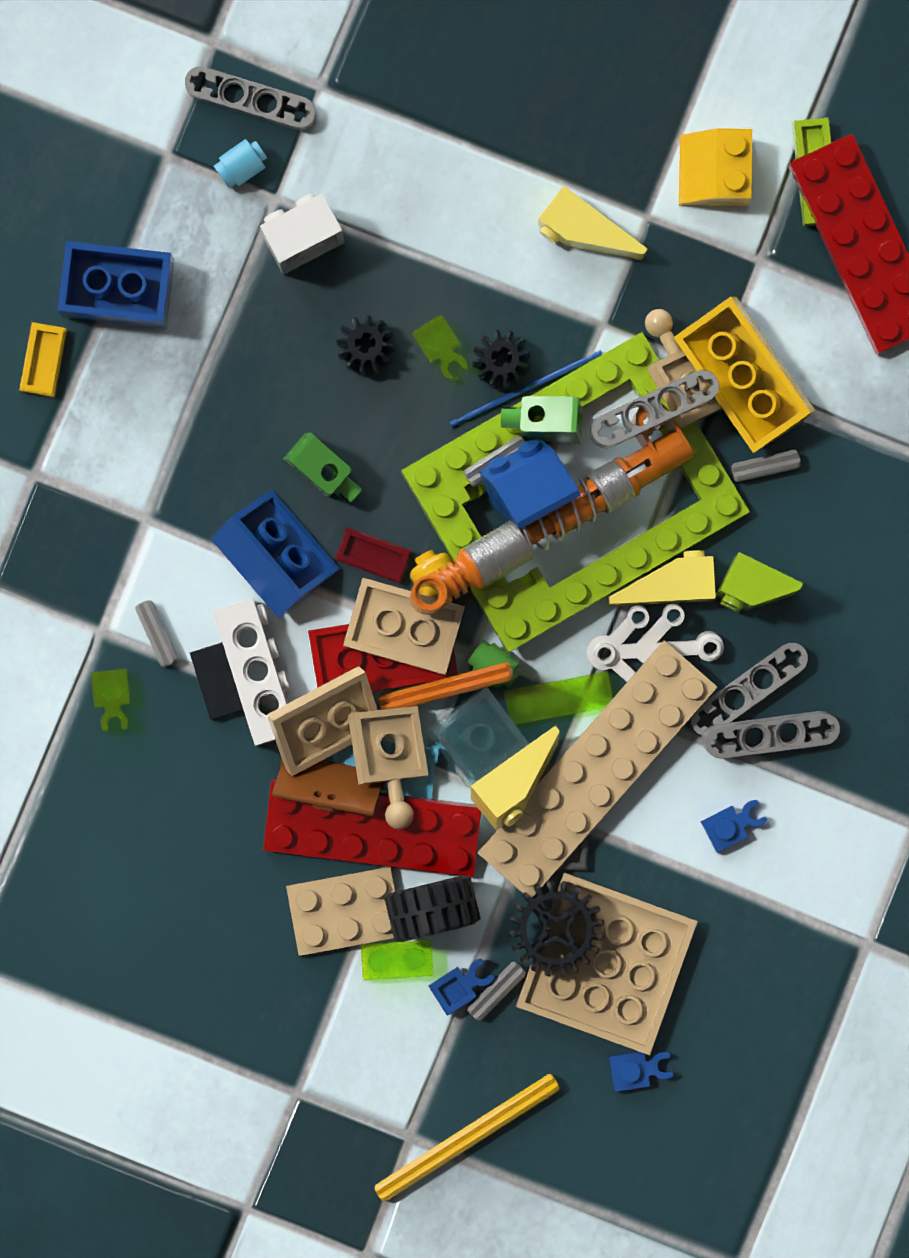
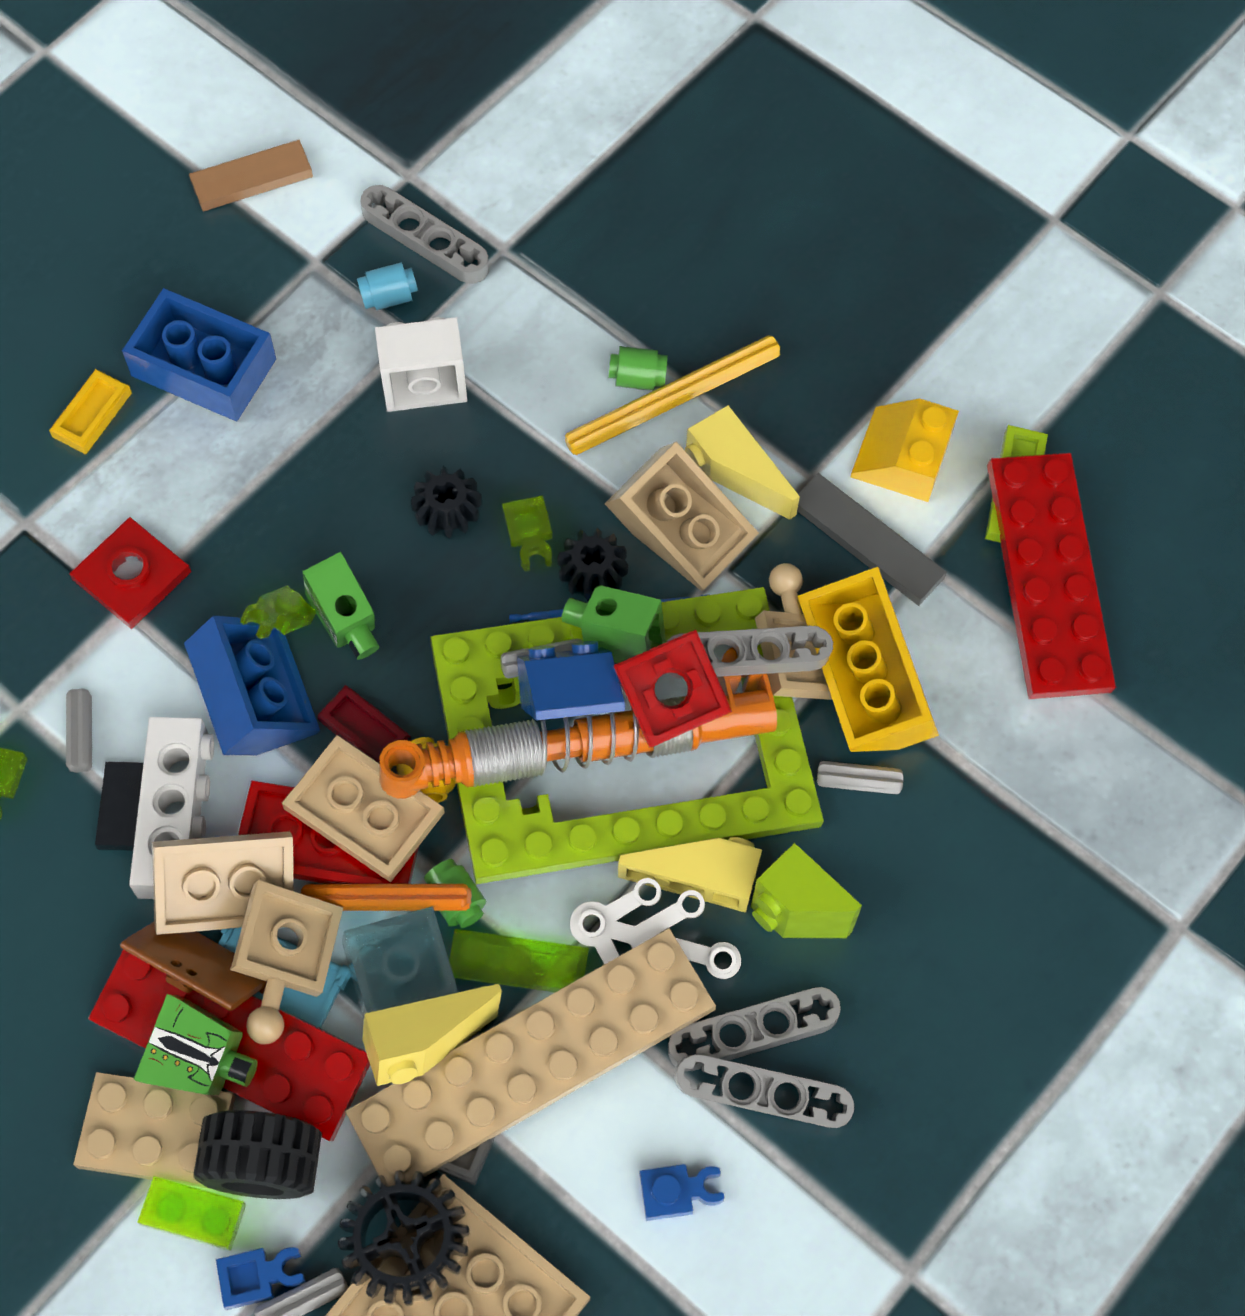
camera: 15 degrees right, 20 degrees down
(80, 91) = (251, 175): none -> medium nougat tile
(145, 514) = (135, 597): none -> red piece
(272, 486) = (279, 610): none -> clear neon green plate
(356, 851) = (193, 1051): none -> bright green torso
(476, 169) = (638, 368): none -> bright green brick
(512, 181) = (672, 395): none -> yellow axle
(557, 292) = (682, 516): none -> tan slope
(634, 471) = (704, 696): none -> red piece
(710, 258) = (869, 539): none -> dark grey tile

